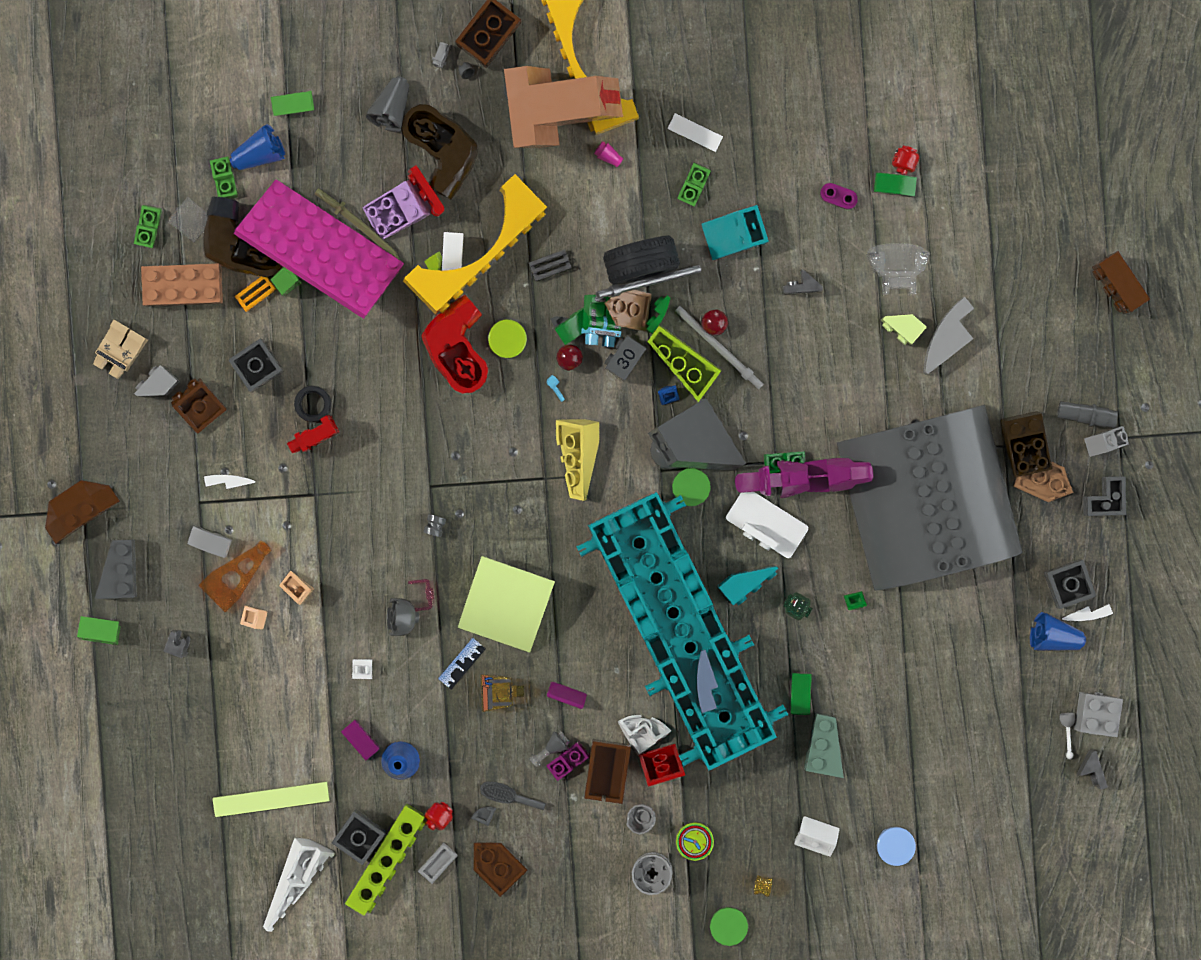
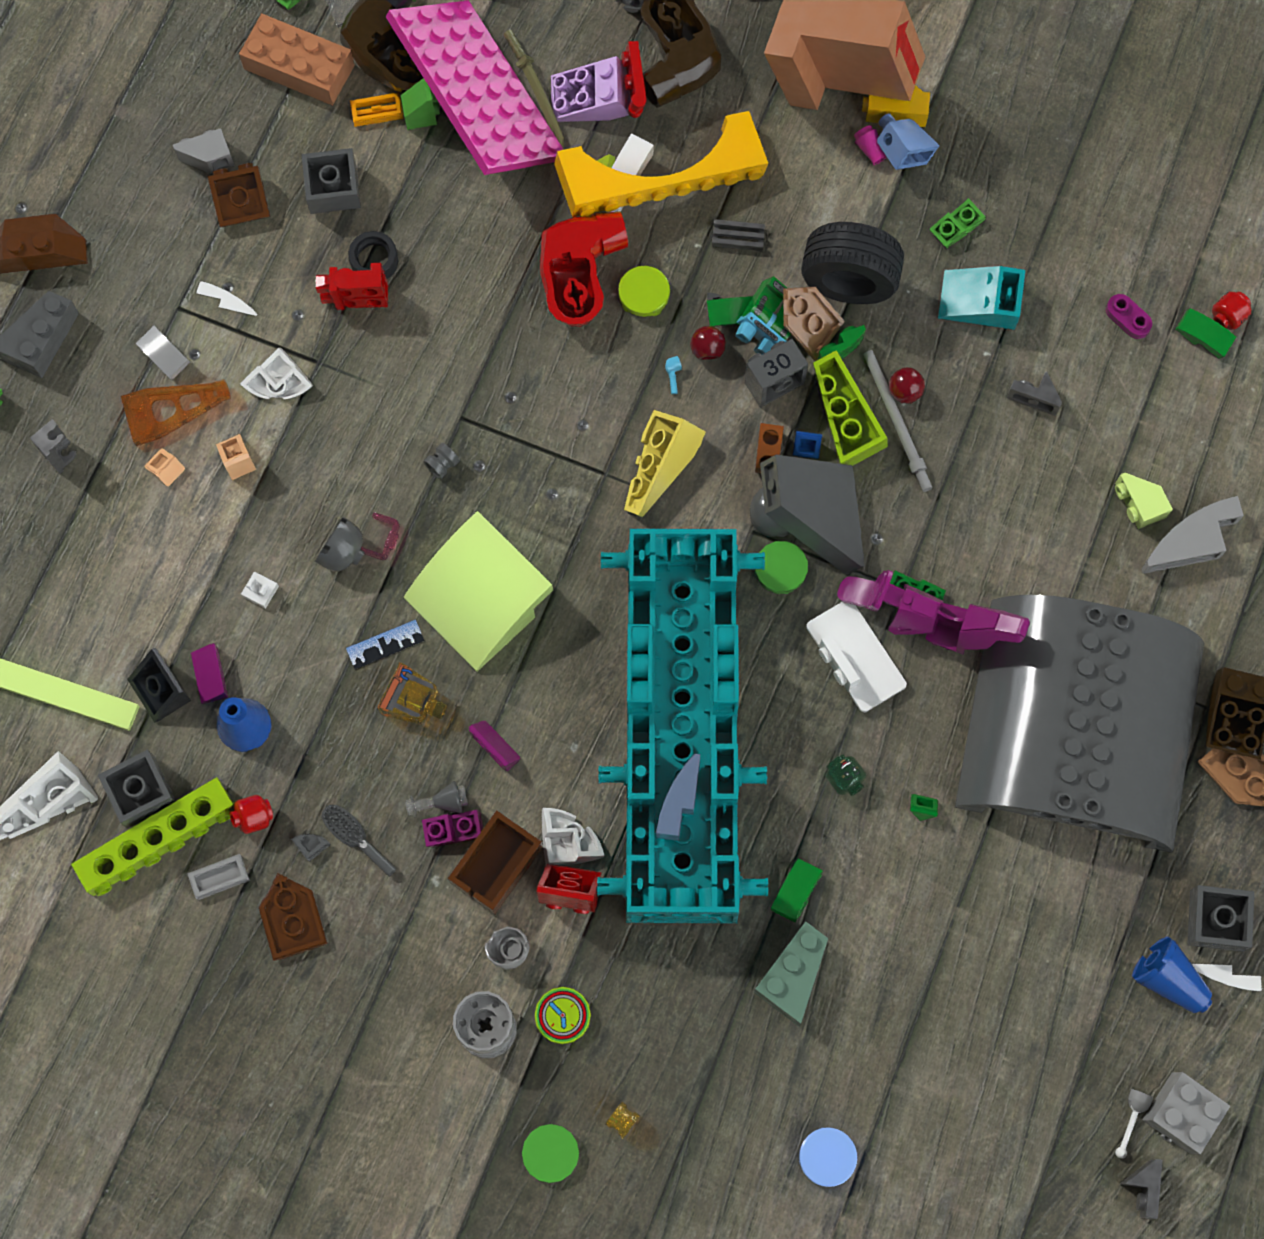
camera: 25 degrees right, 15 degrees down
(113, 351) = (186, 94): tan hips -> none
(295, 519) = (277, 378): none -> white brick
(333, 764) = (157, 686): none -> black slope
(616, 290) = (806, 281): flat silver bar -> none
(632, 144) = (905, 142): none -> medium blue torso
(645, 411) = (769, 443): none -> dark orange leg
(695, 132) = (986, 170): white sticker -> none
(739, 584) = (794, 708): teal slope -> none
(817, 836) = (727, 1090): white panel -> none
(898, 265) = (1167, 425): clear piece -> none

